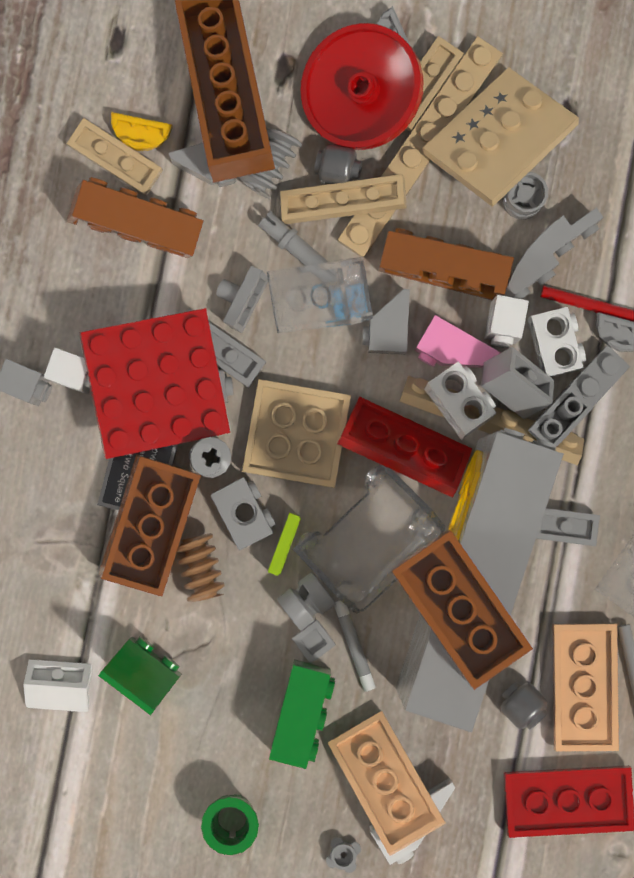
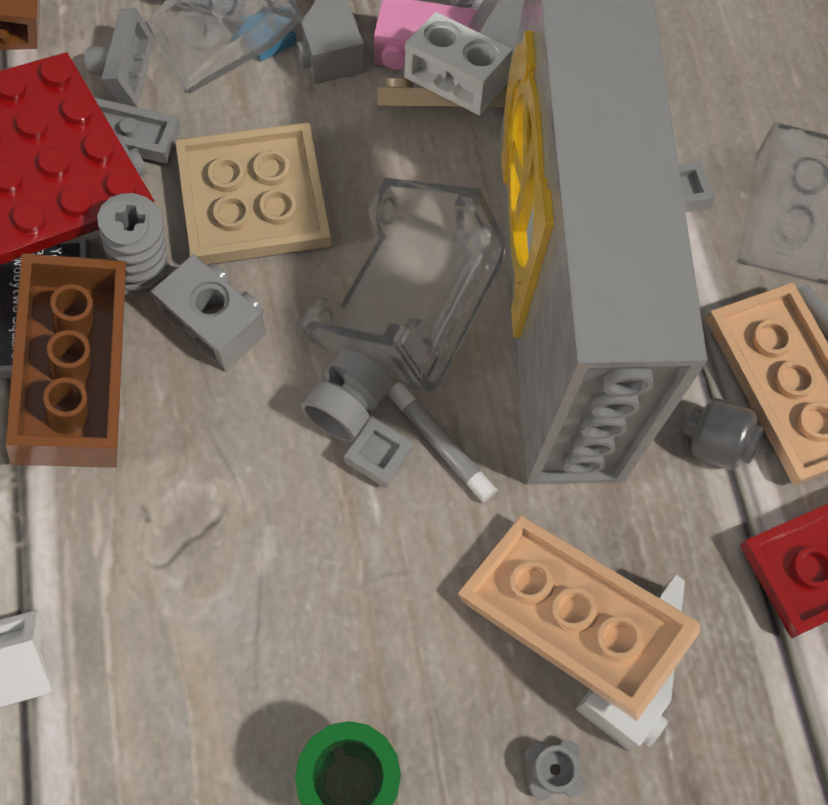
camera: 25 degrees left, 20 degrees down
(141, 674) = (116, 582): green slope -> none
(200, 568) = (167, 405): medium nougat piece -> none
(284, 544) = (285, 333): lime tile -> none
(302, 714) = (402, 552): green brick -> none
(405, 446) = (393, 153): red plate -> none
(461, 609) = (600, 149): dark orange brick -> none

